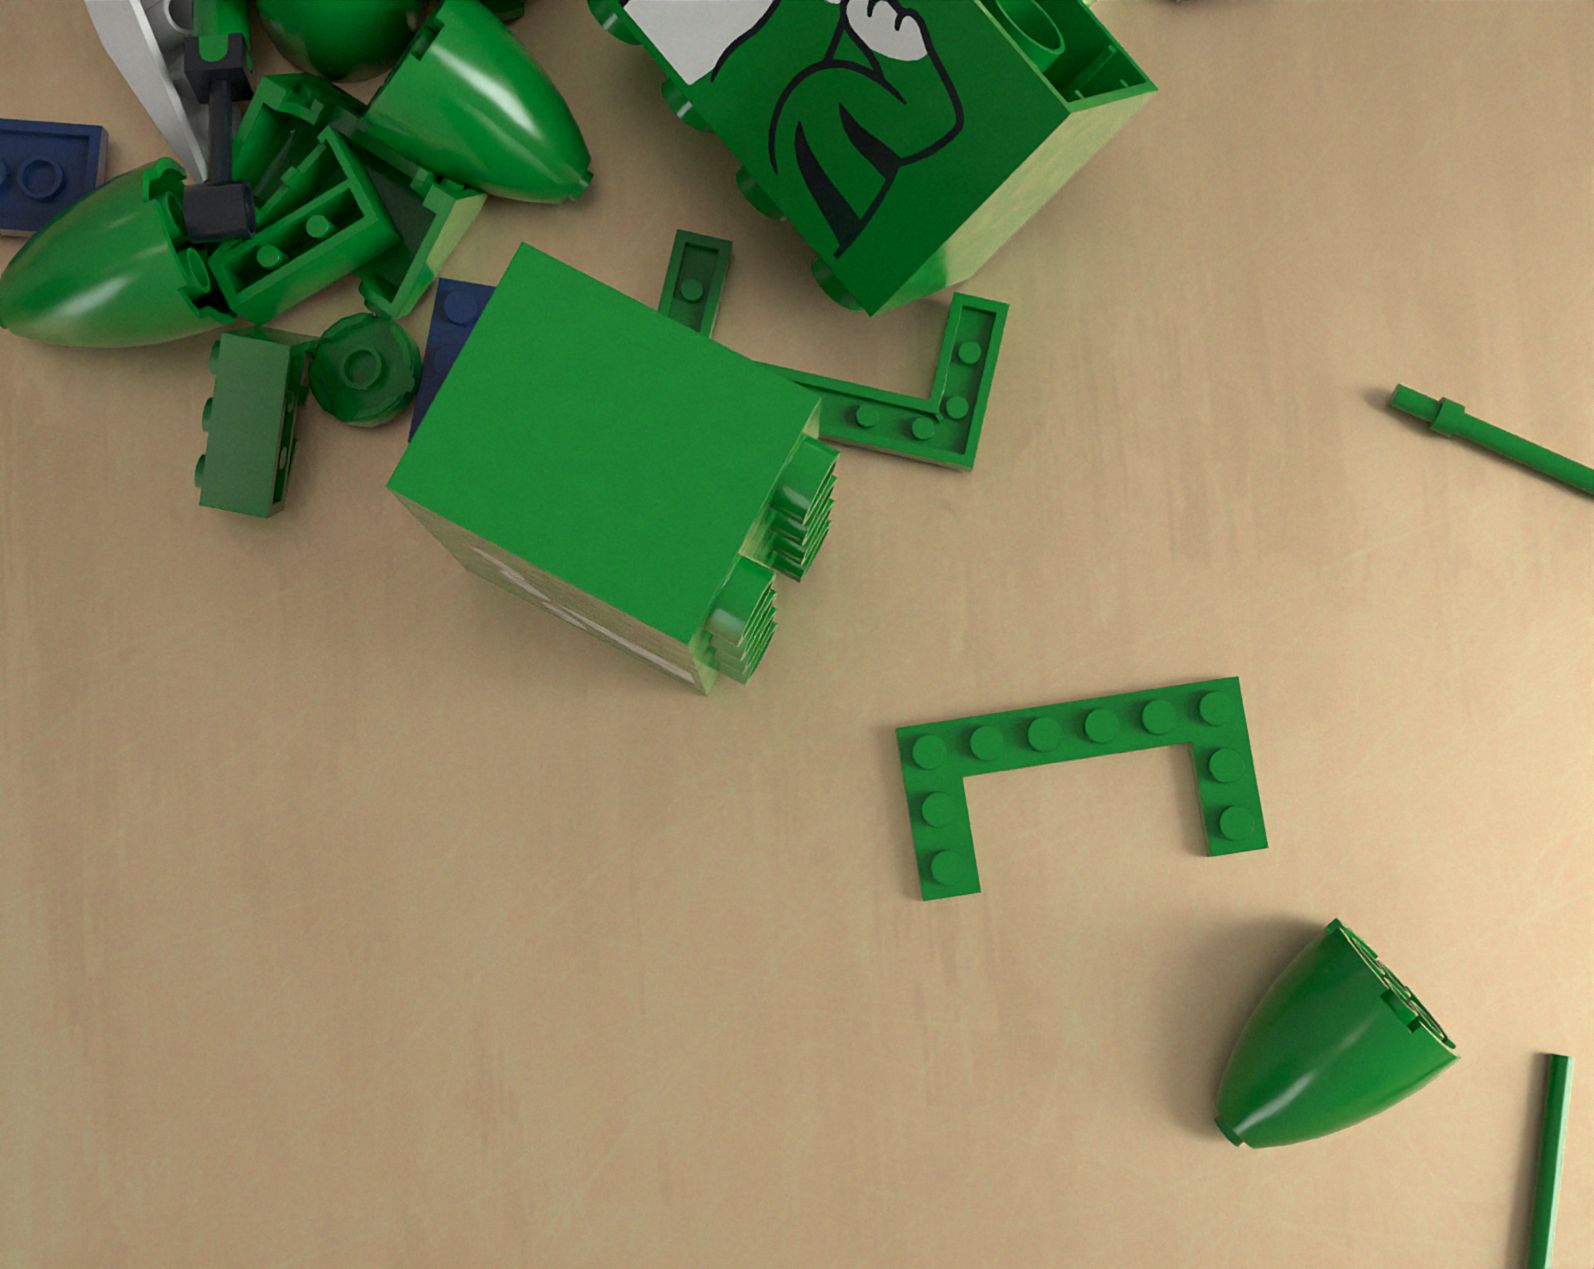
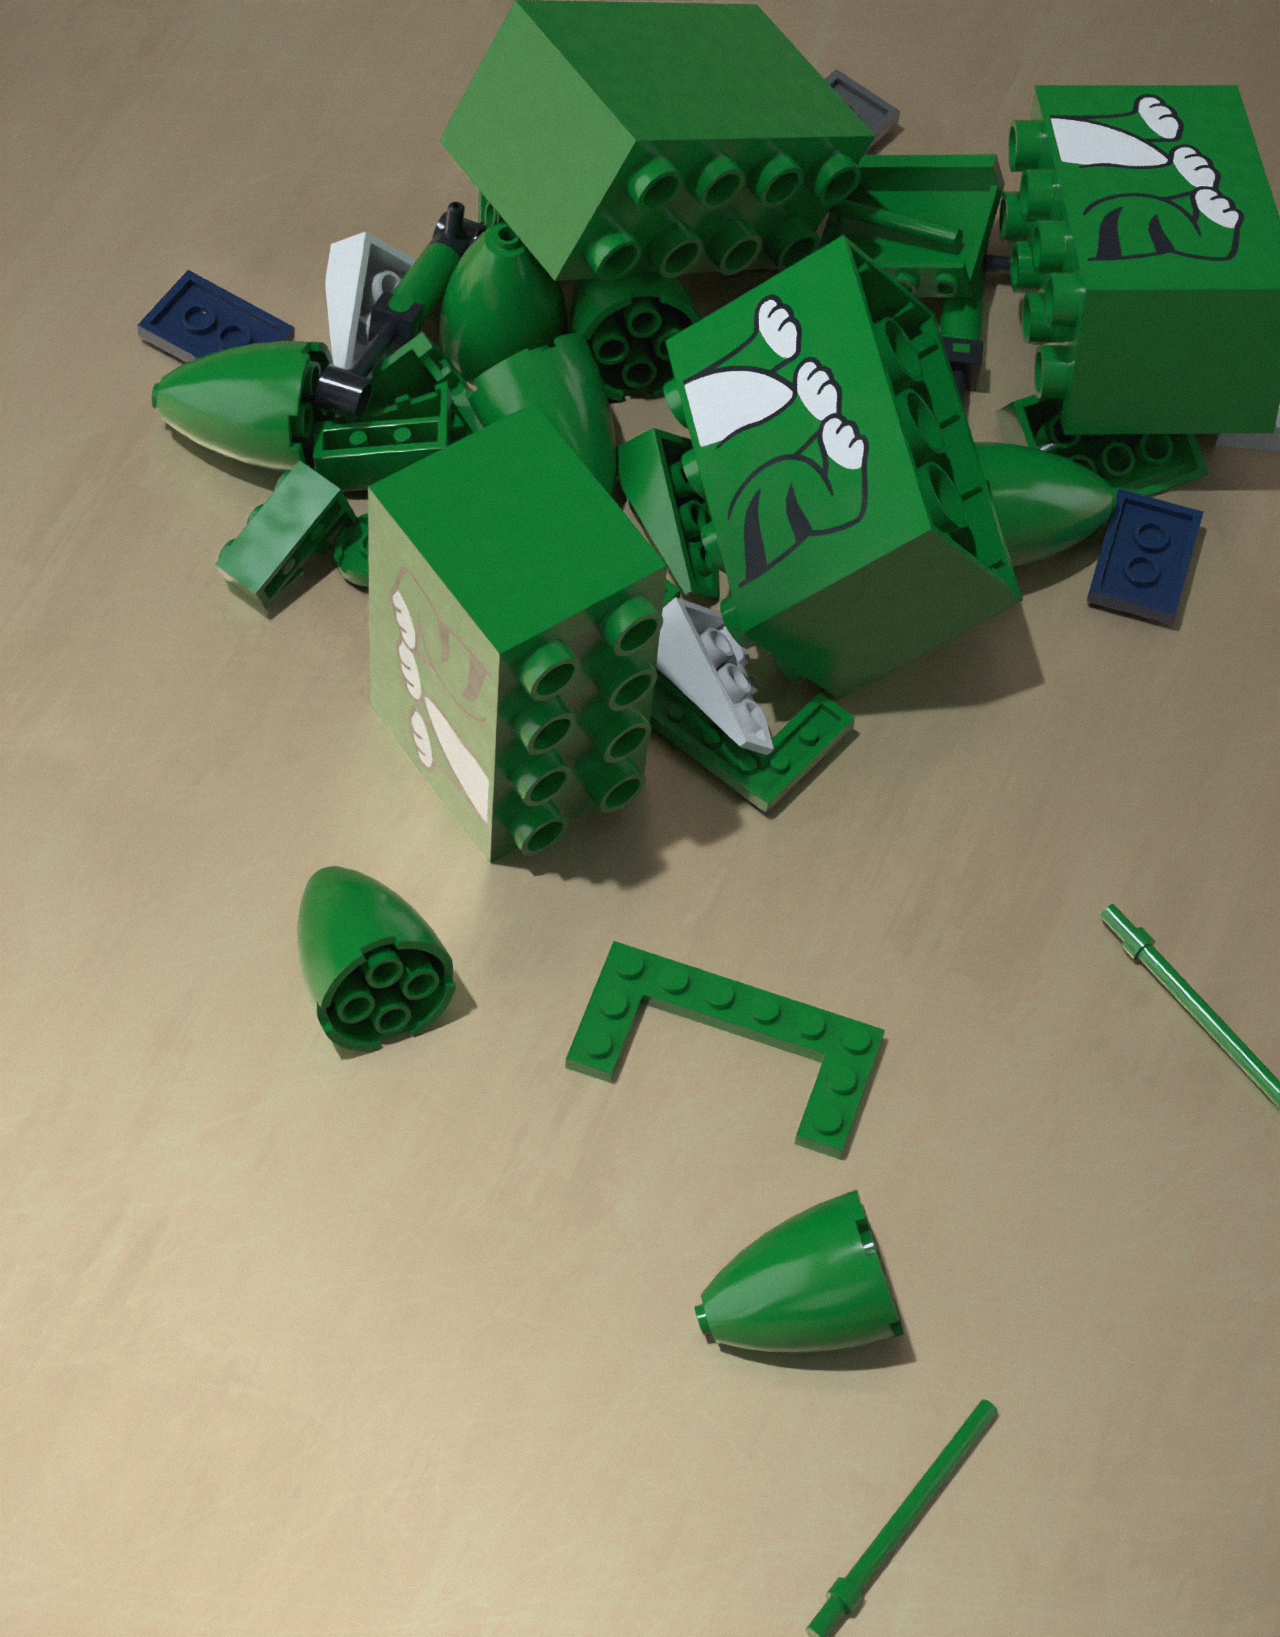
camera: 25 degrees right, 25 degrees down
(628, 117) = (669, 507): none -> green wedge
(646, 910) = (369, 960): none -> green cylinder
(799, 329) = (710, 671): none -> white wedge

